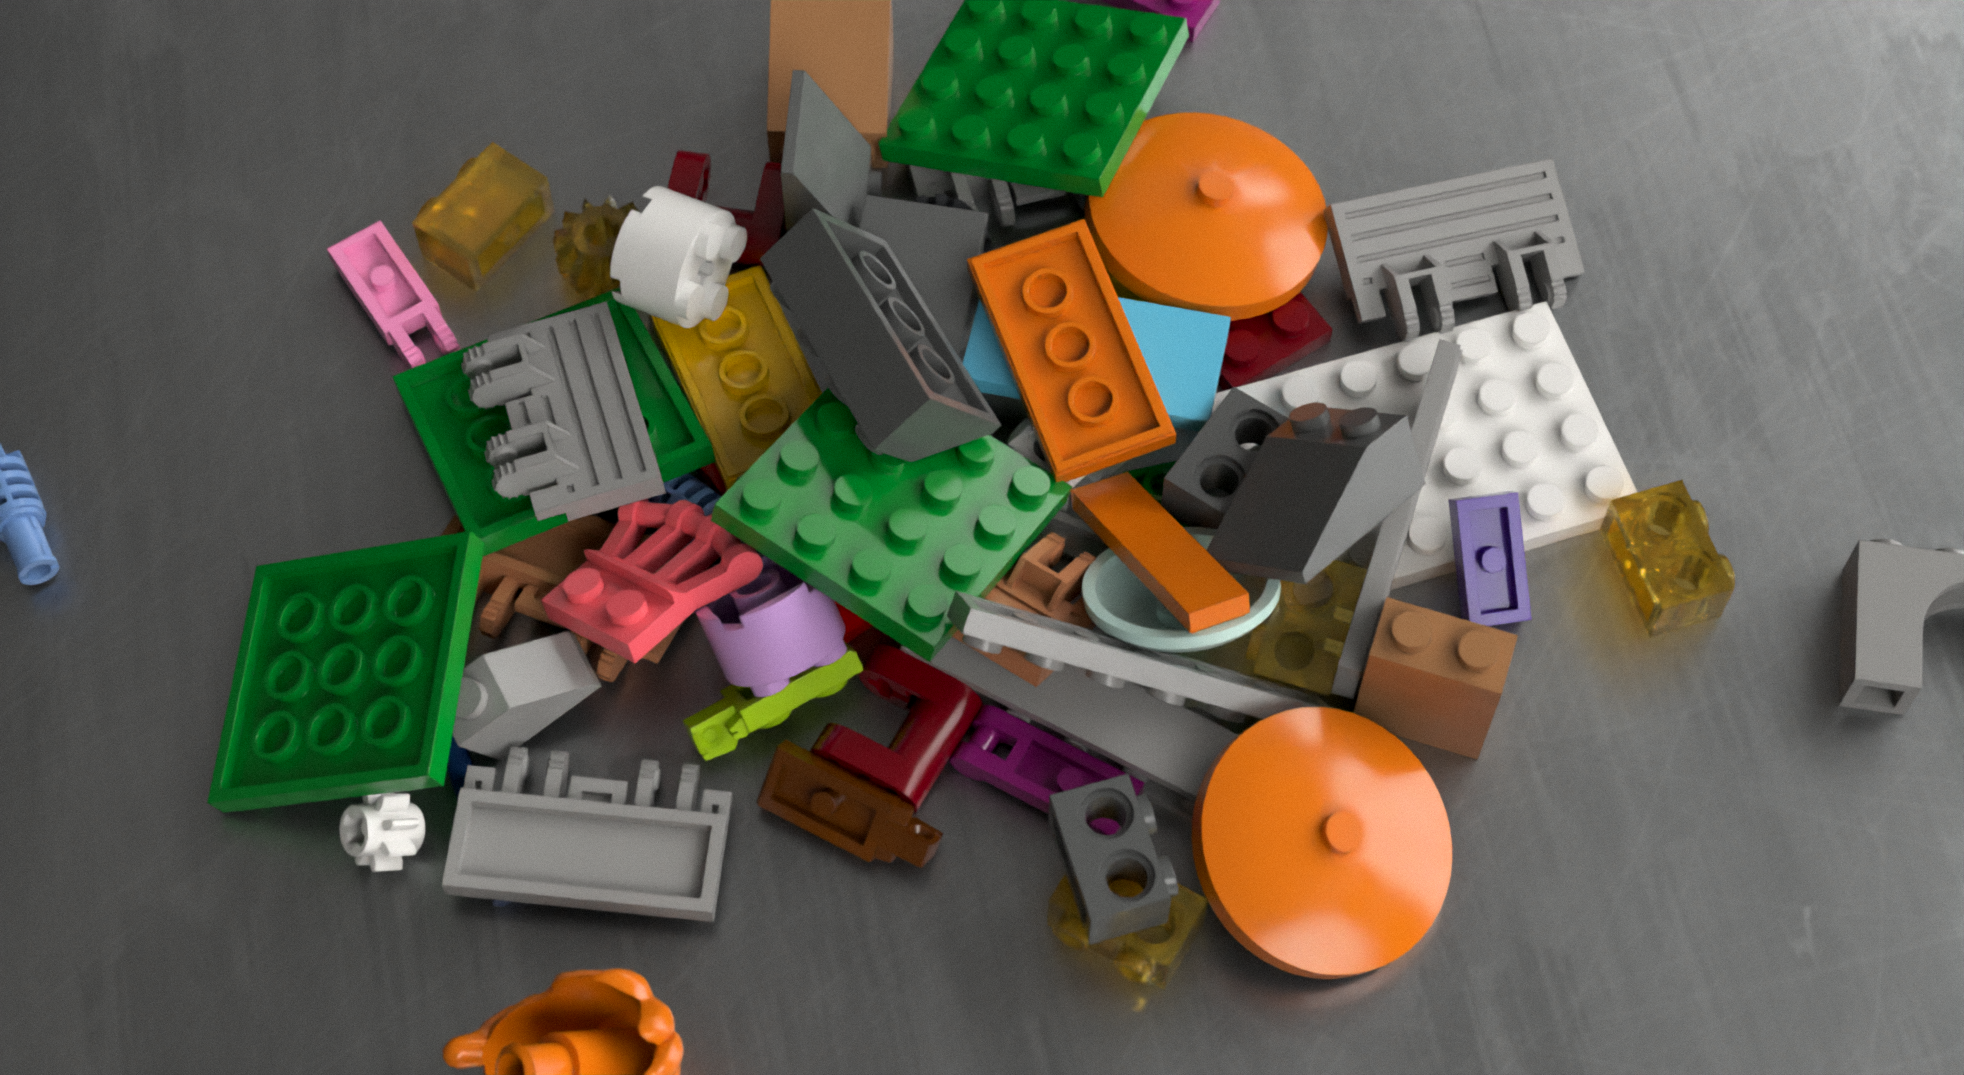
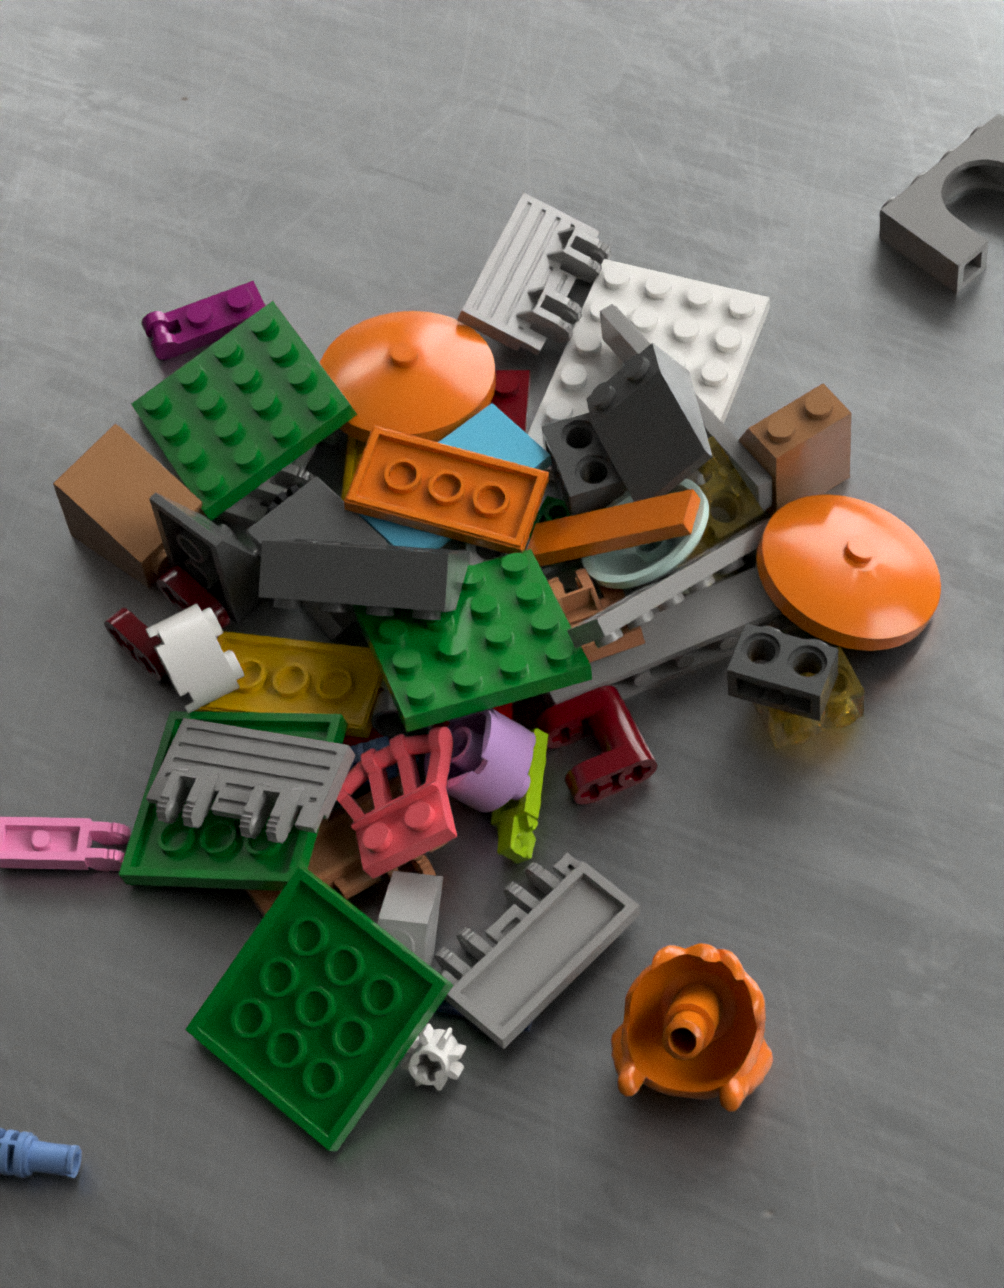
camera: 45 degrees left, 5 degrees down
(483, 216) = (47, 759): clear yellow brick -> none
(587, 245) = (133, 704): clear yellow gear -> none
(844, 808) = (624, 802): reddish brown hinge -> none
(1036, 764) = (681, 688): magenta plate -> none
(1490, 558) = (742, 382): plate -> none
(1653, 560) = (810, 307): clear yellow brick -> none

